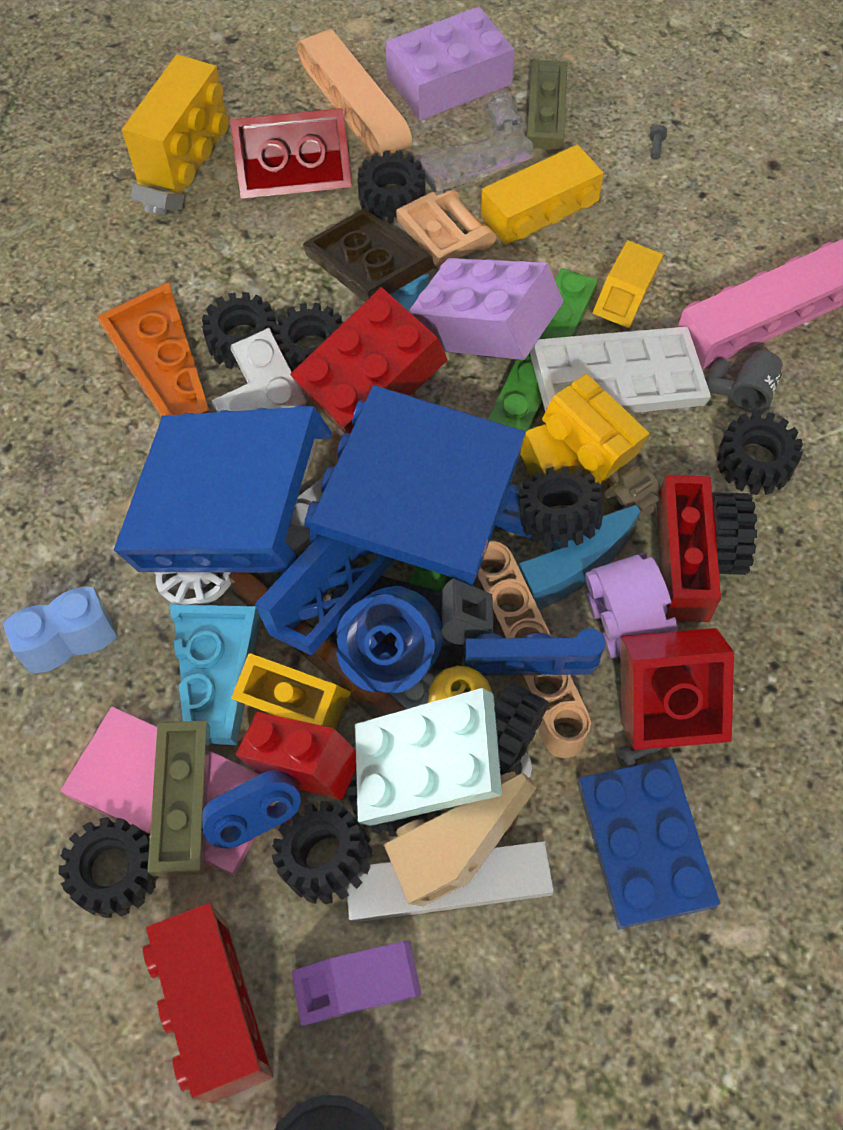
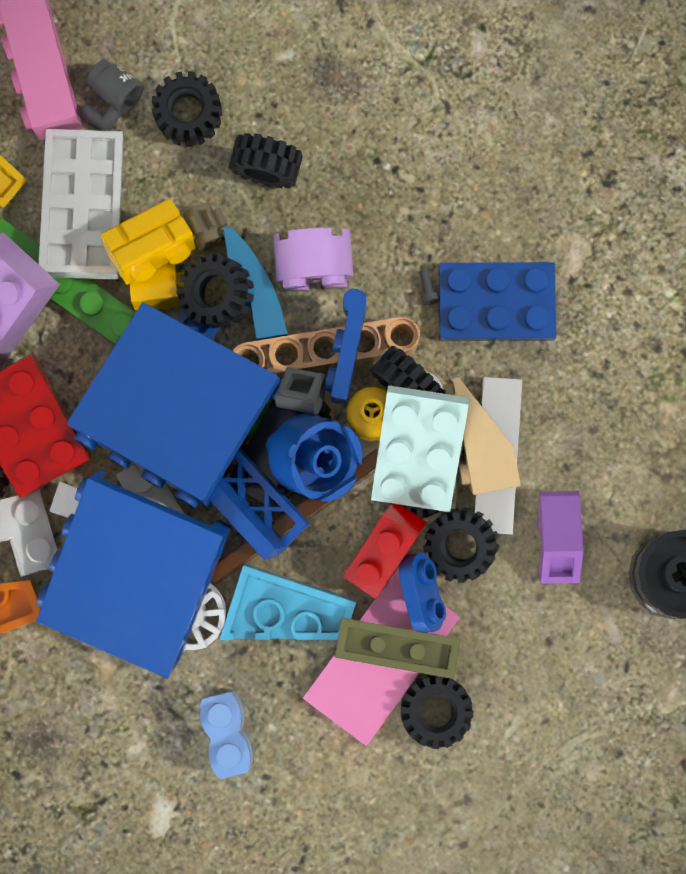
camera: 75 degrees left, 20 degrees up
(206, 1005) = (561, 645): red brick -> none
(290, 693) = (330, 547): yellow brick -> none
(676, 688) = (394, 244): red brick -> none
(688, 547) = (268, 197): red brick -> none

